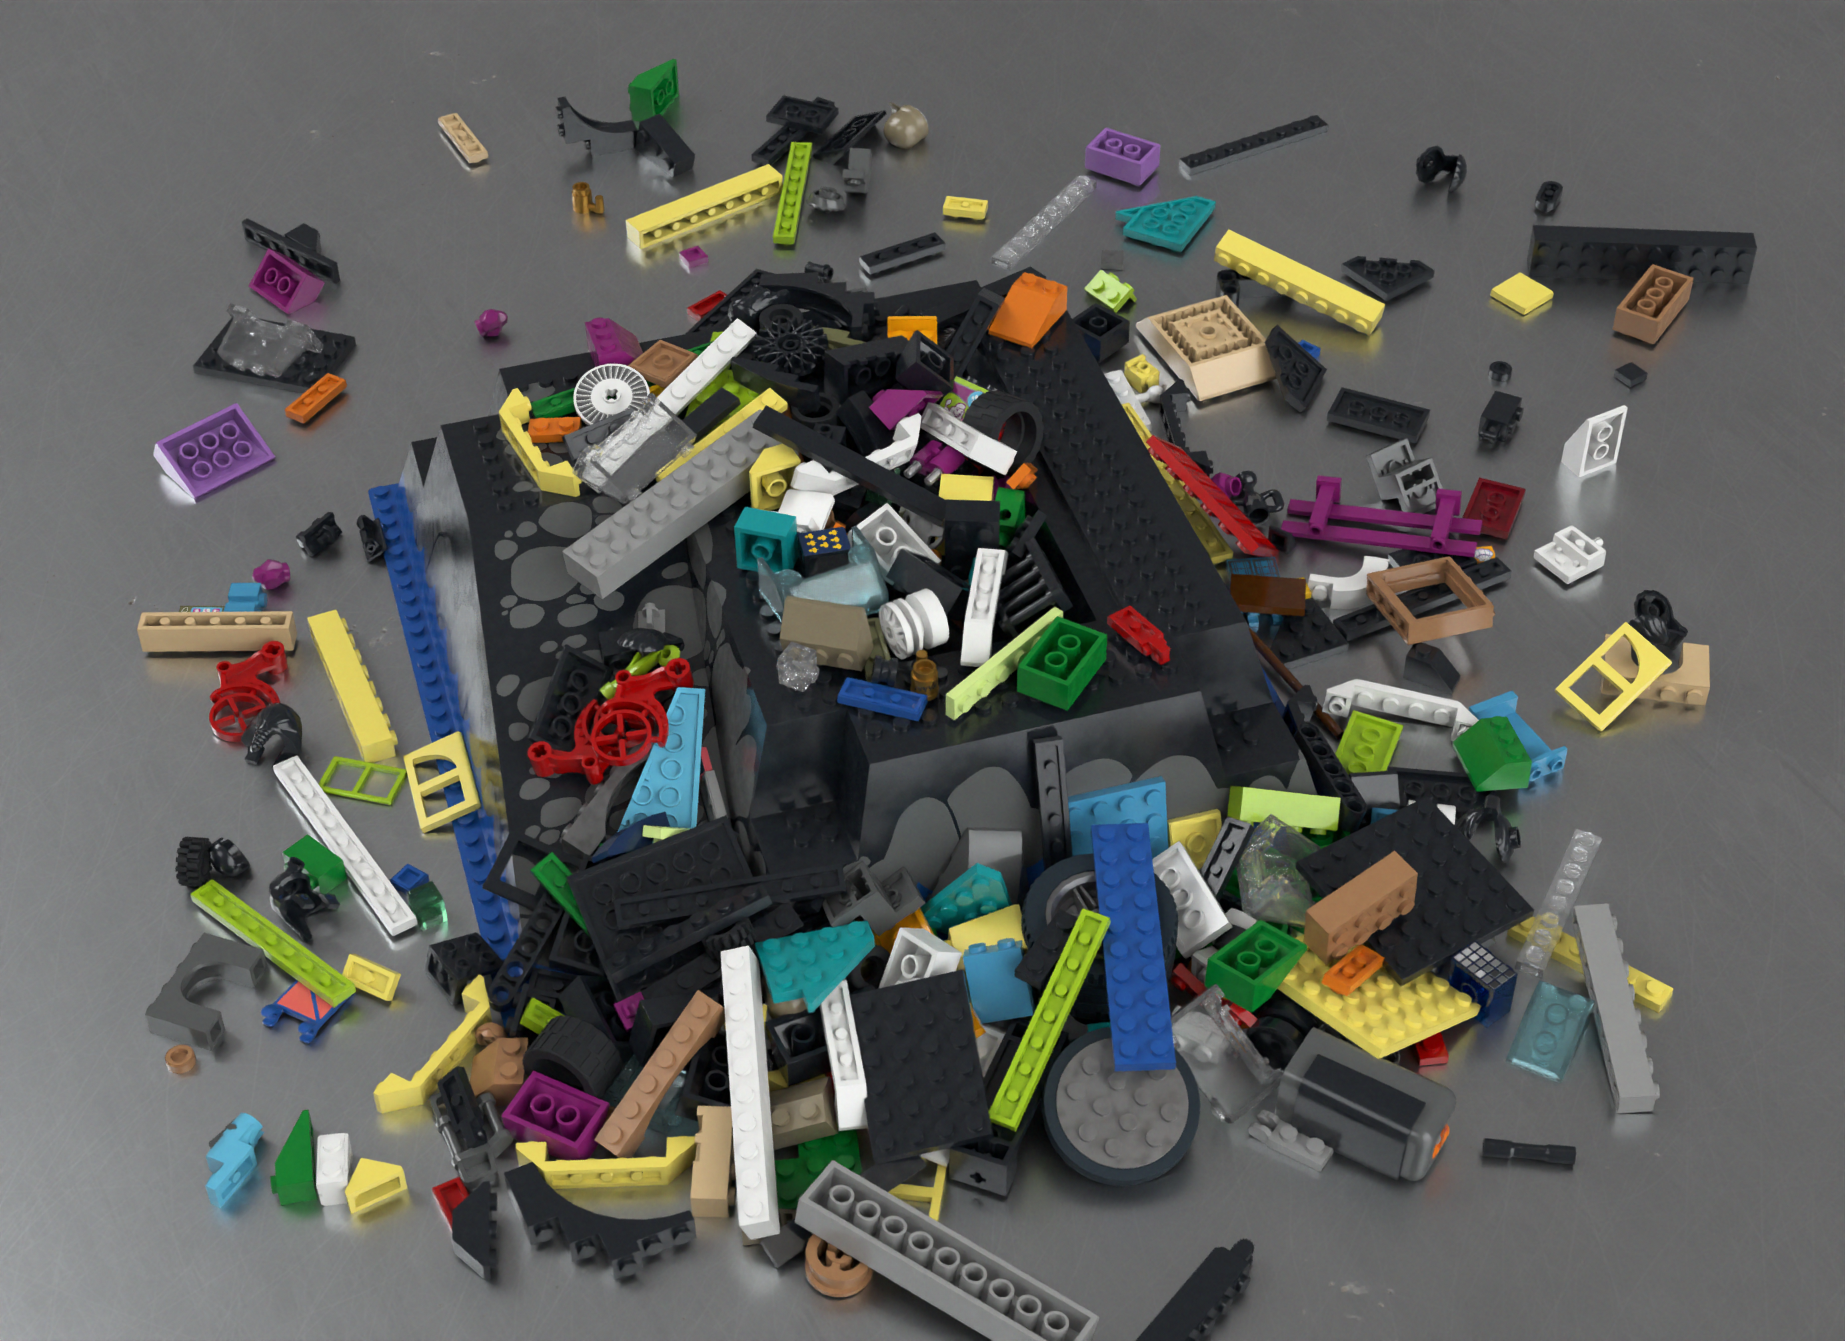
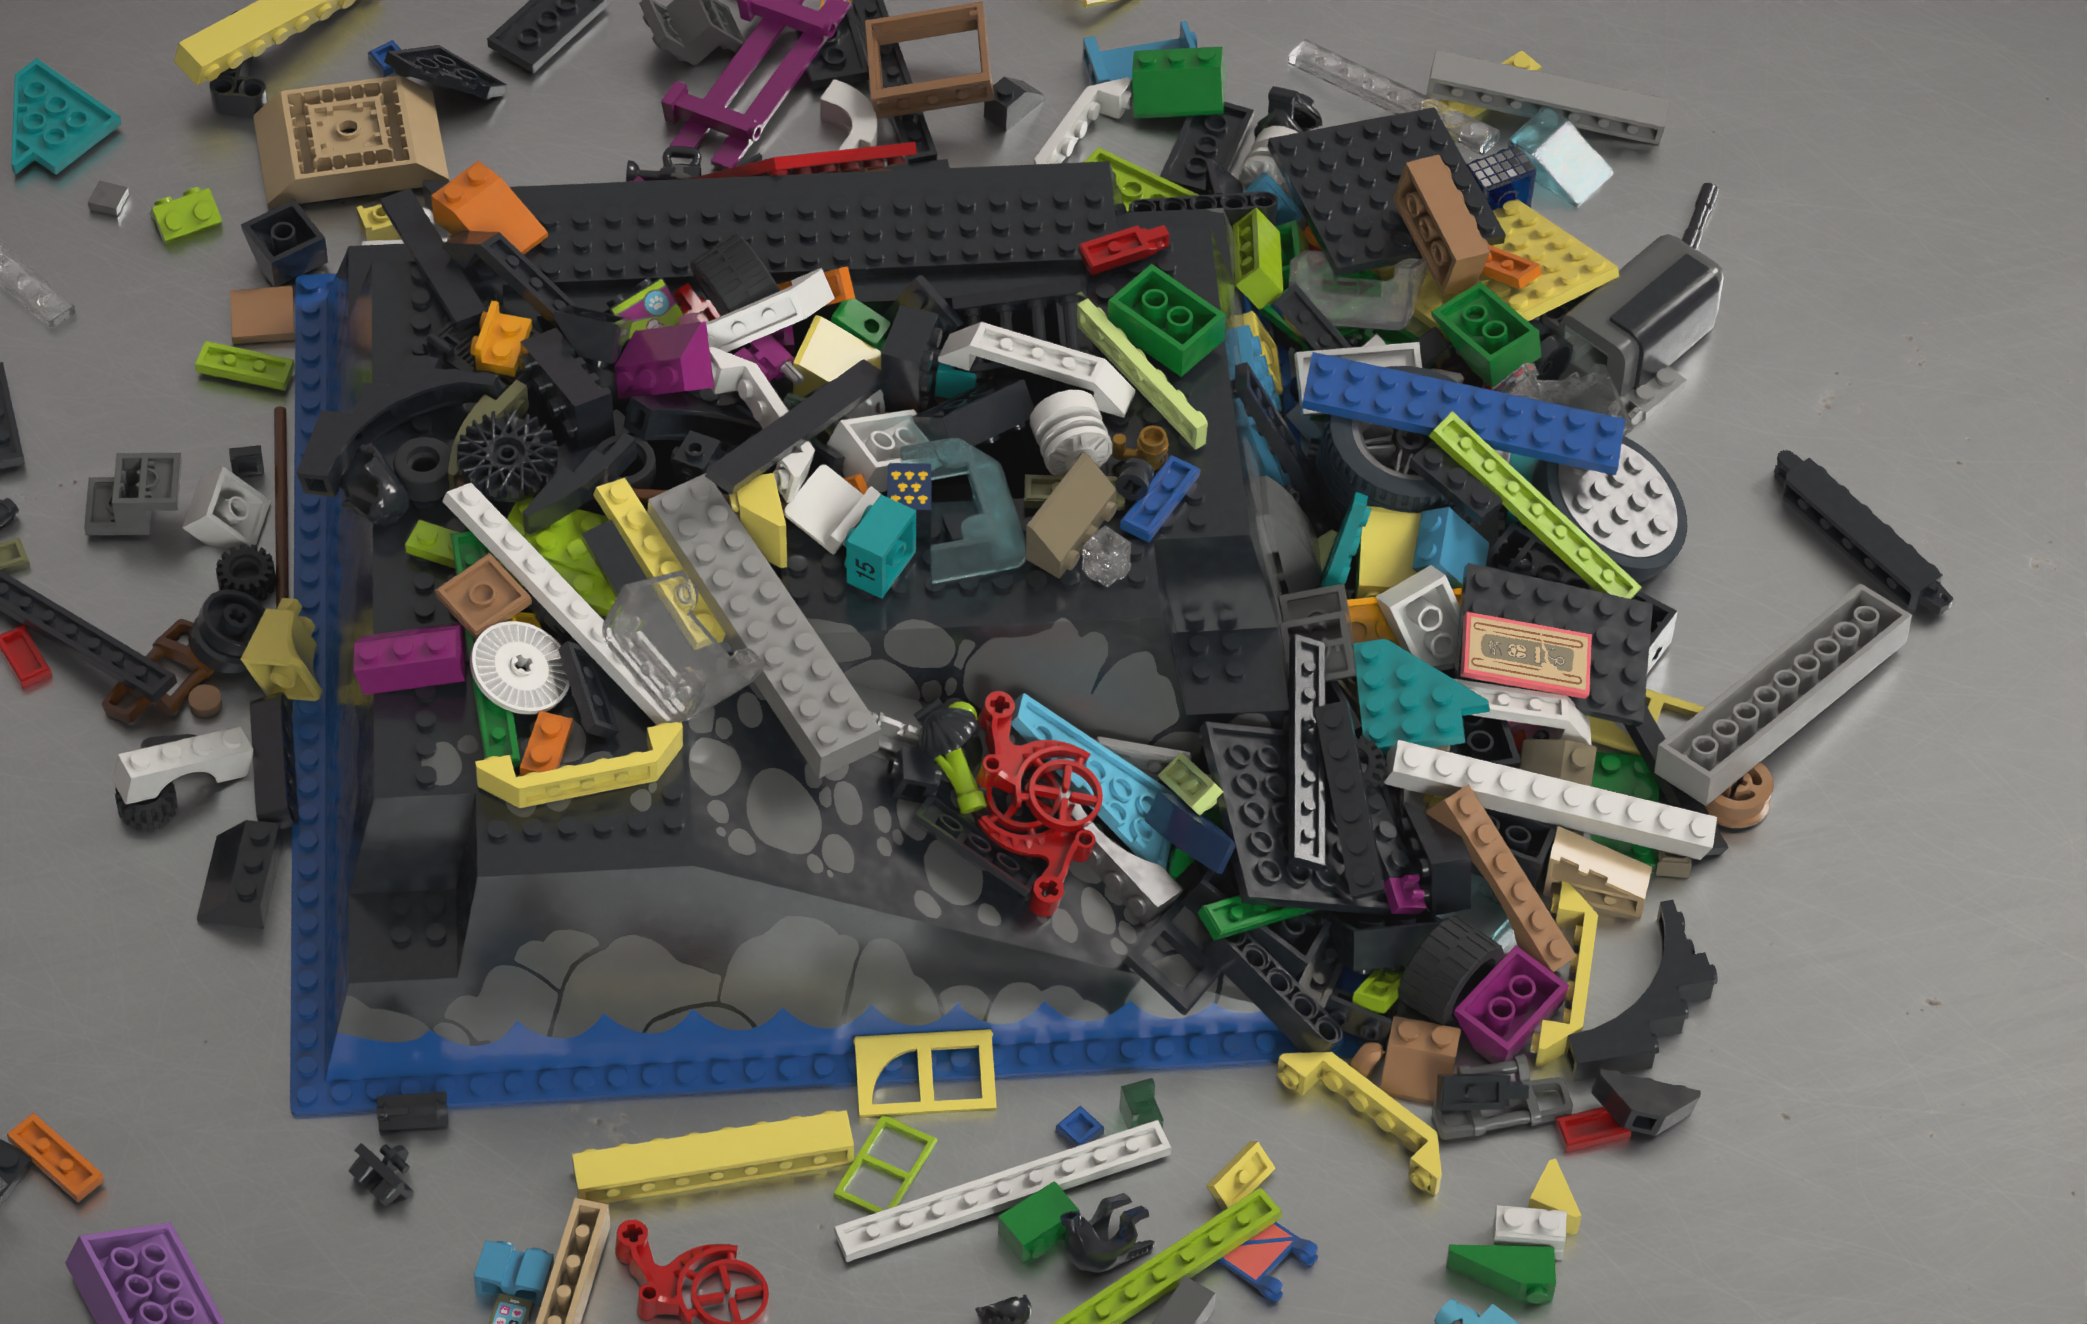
camera: 80 degrees left, 10 degrees up
(271, 574) = (452, 1234): magenta rock -> none
(273, 720) = (786, 1234): black piece -> none
(458, 961) = (1250, 1080): black bracket -> none
(886, 1036) = (1526, 655): none -> tile

